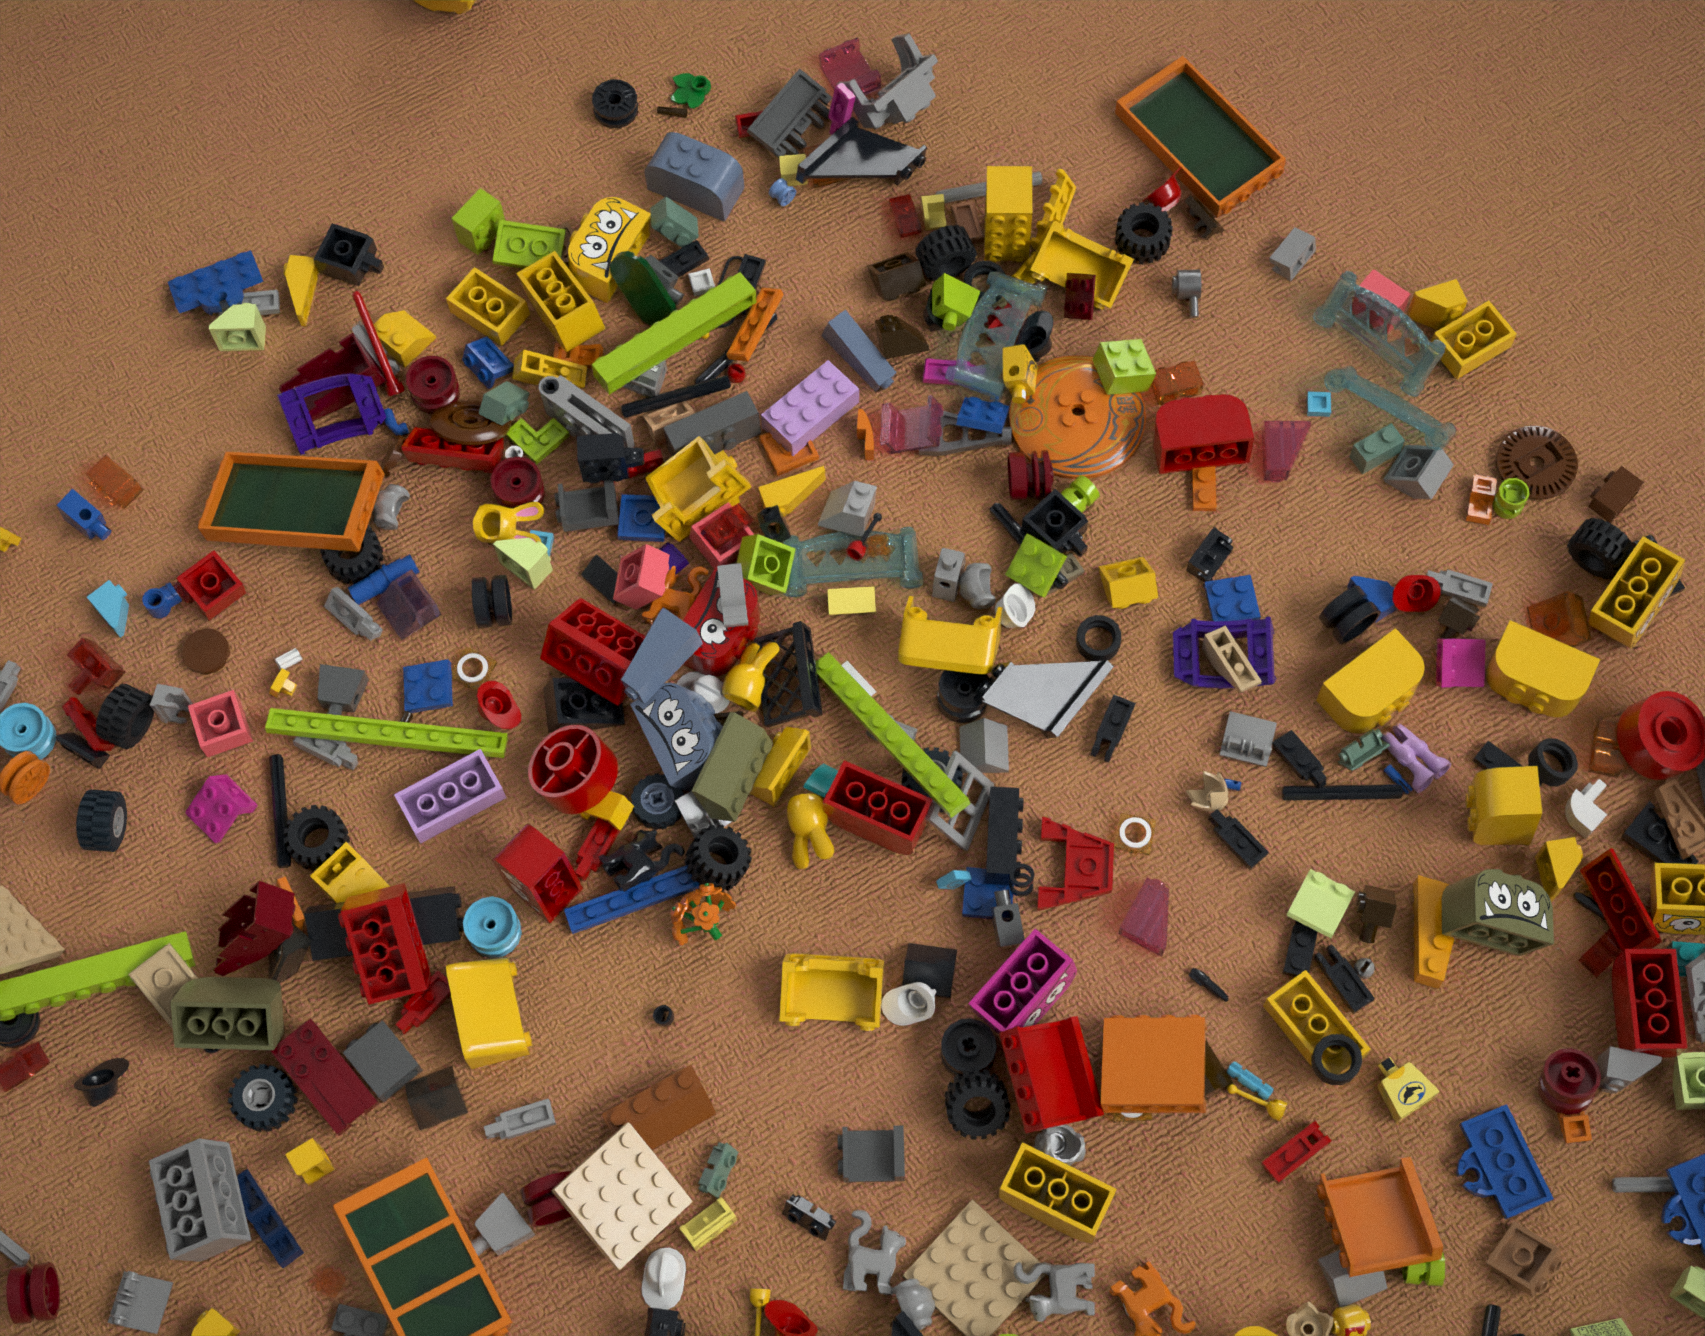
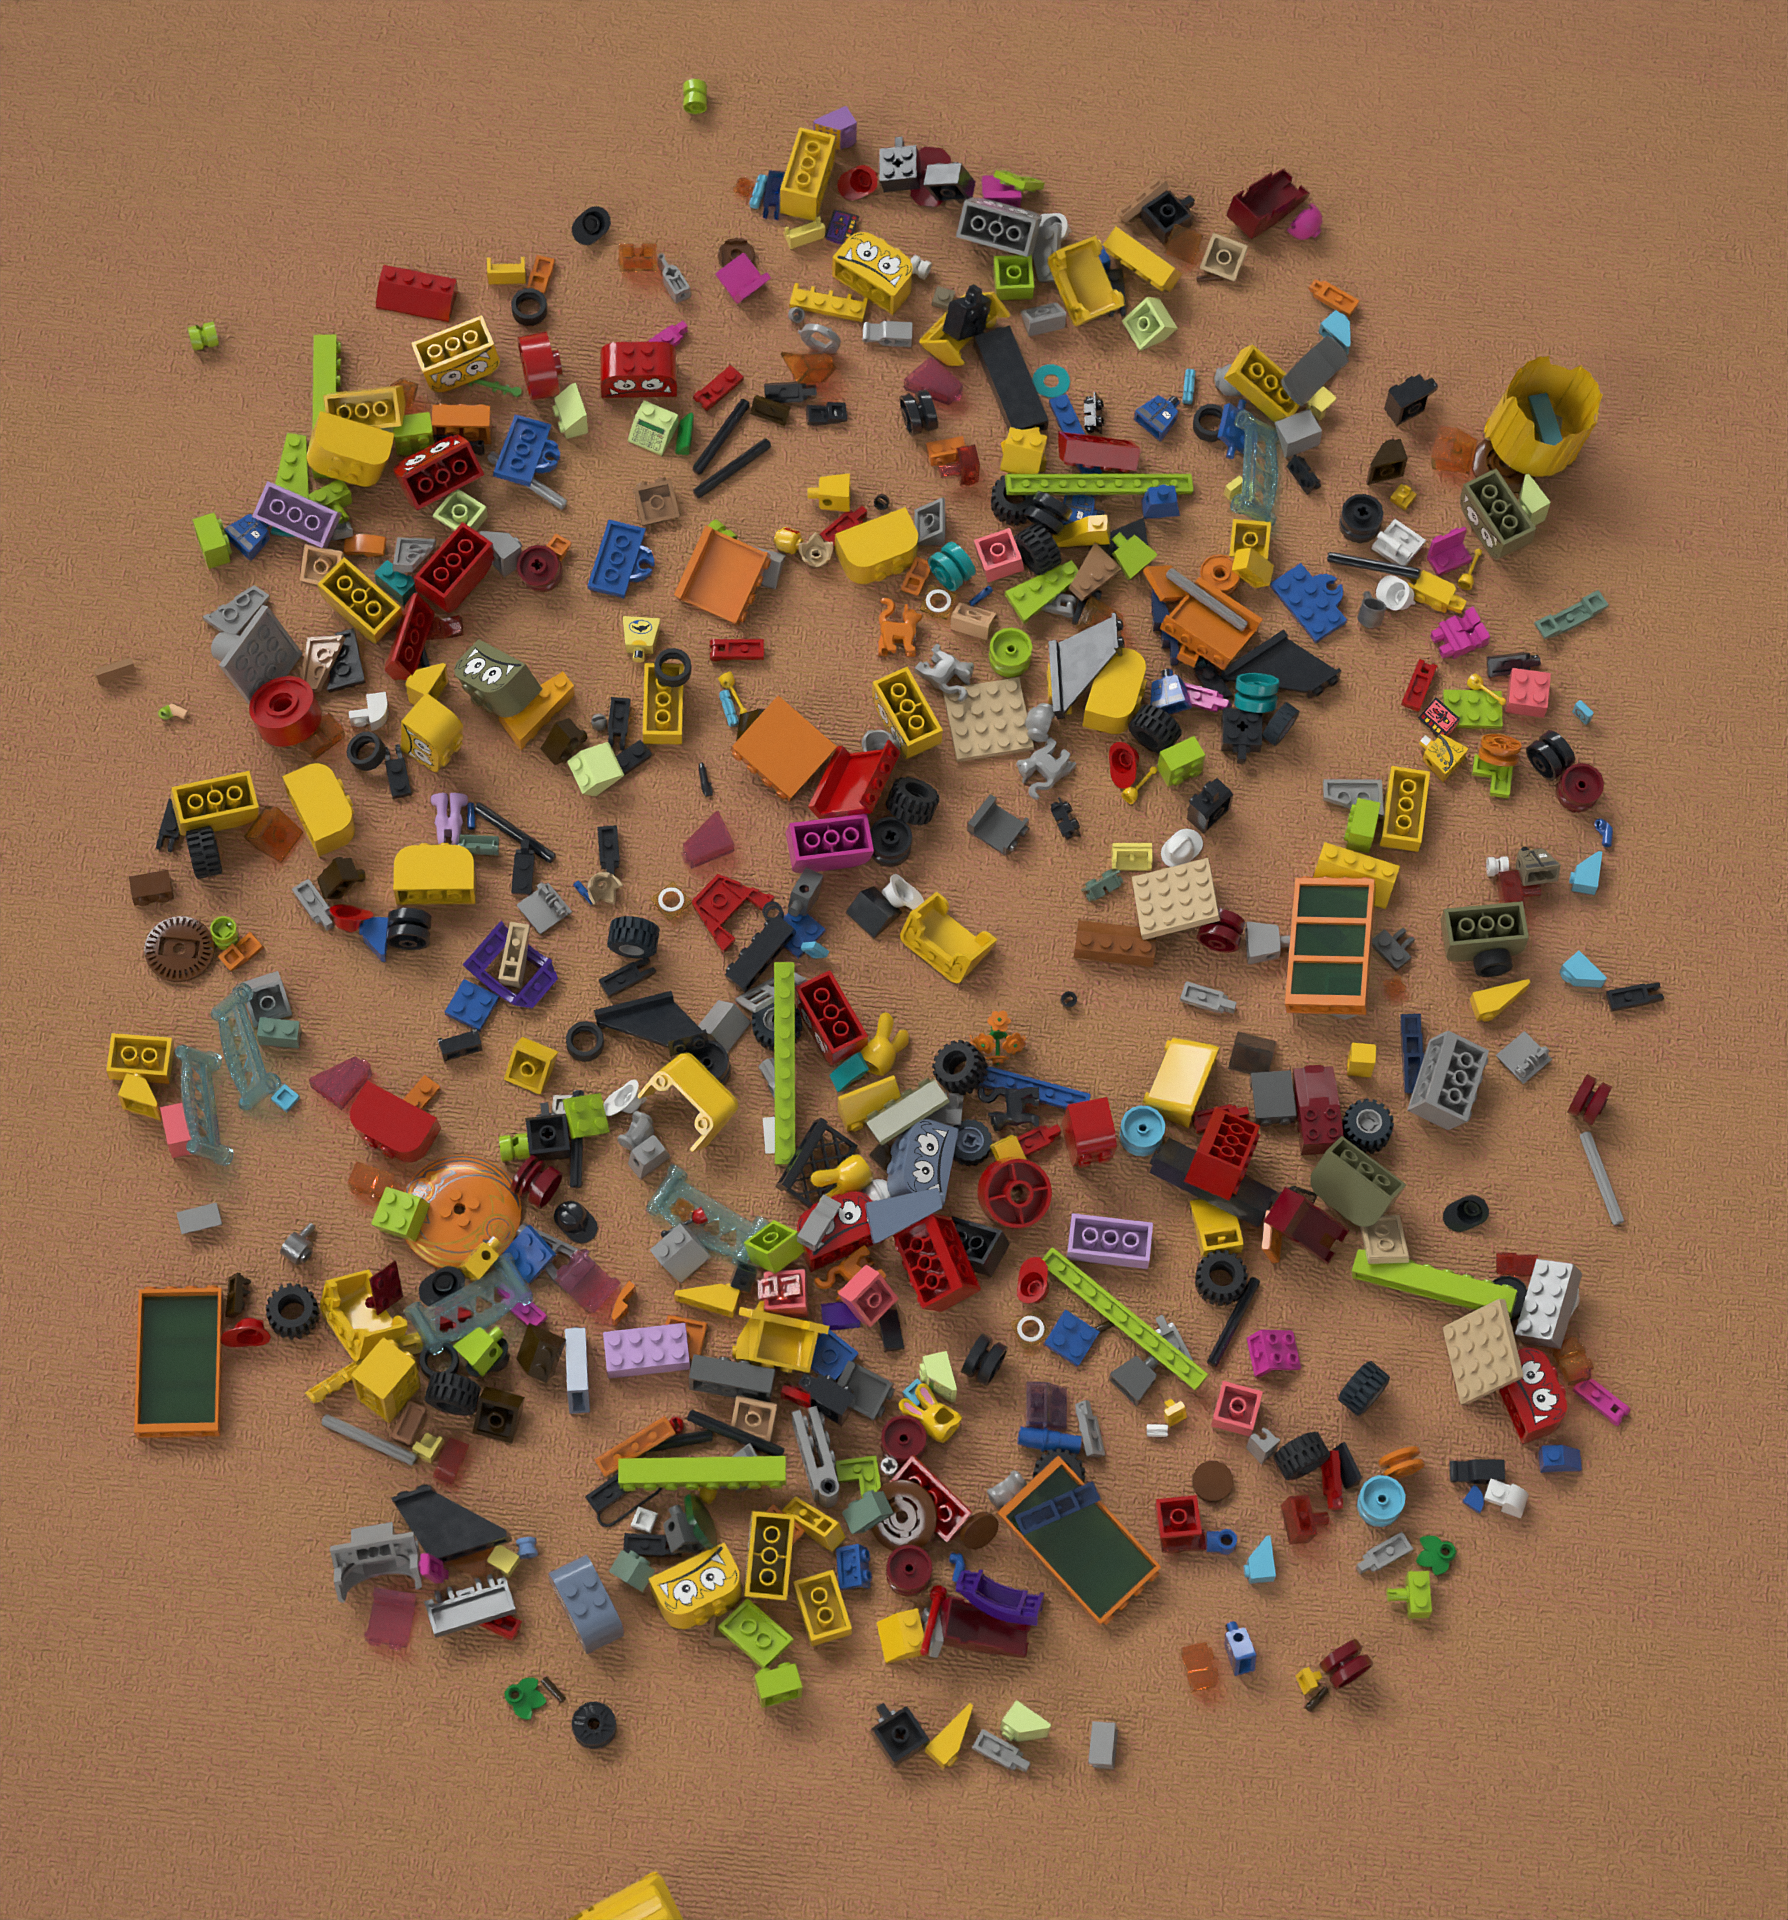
camera: 150 degrees left, 0 degrees up
(161, 366) = (1103, 1745): none -> light grey hinge
(216, 283) = (1016, 1787): blue plate -> none
(324, 497) = (1058, 1507): none -> dark blue slope
(851, 600) = (731, 1187): light yellow hinge -> none
(969, 479) = (575, 1221): none -> black piece
(1135, 757) = (633, 937): none -> black wheel
(1460, 662) = (365, 852): dark pink bracket -> none

